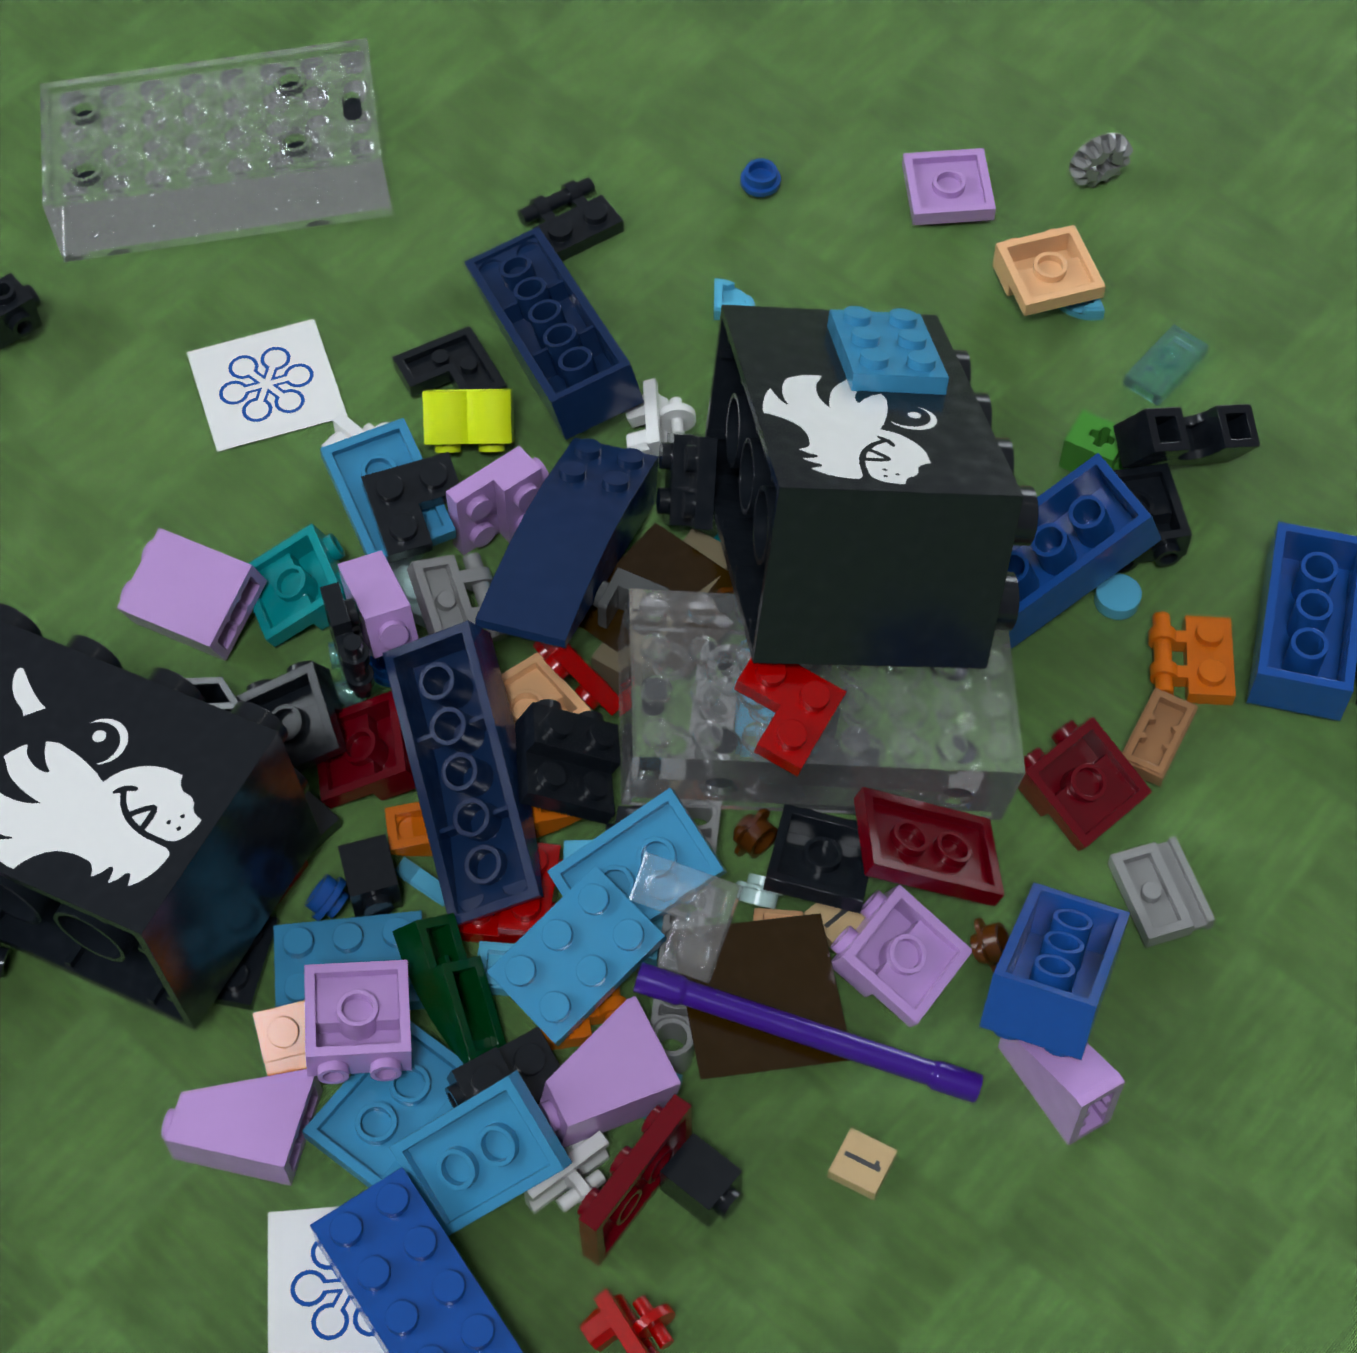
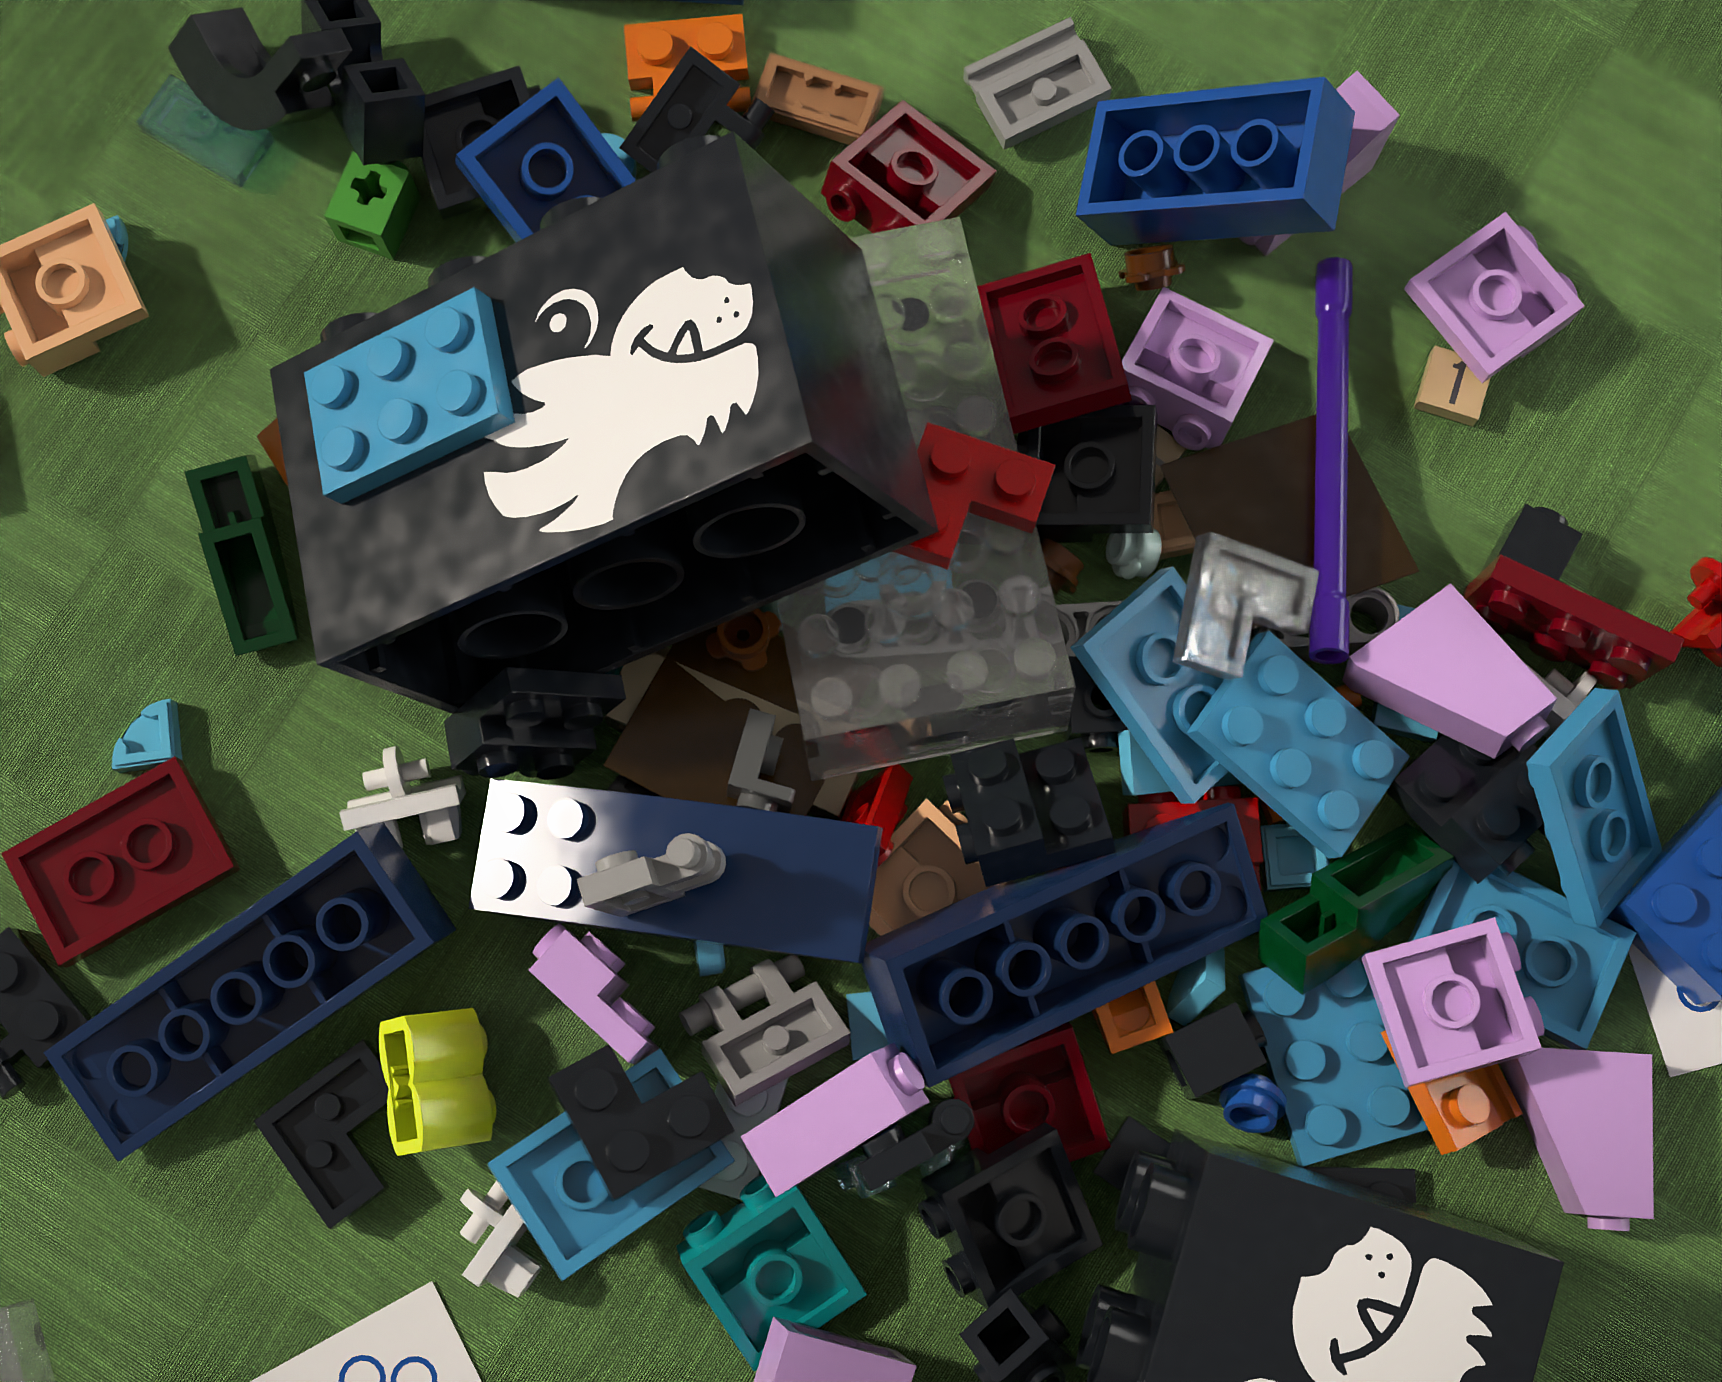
camera: 100 degrees left, 20 degrees up
(555, 490) = (635, 884): none -> light grey plate
(652, 278) = (120, 862): none -> dark red plate
(930, 1197) = (1495, 297): none -> lavender plate
(1143, 633) = (688, 108): none -> black plate
(1199, 376) = (247, 85): none -> black arch

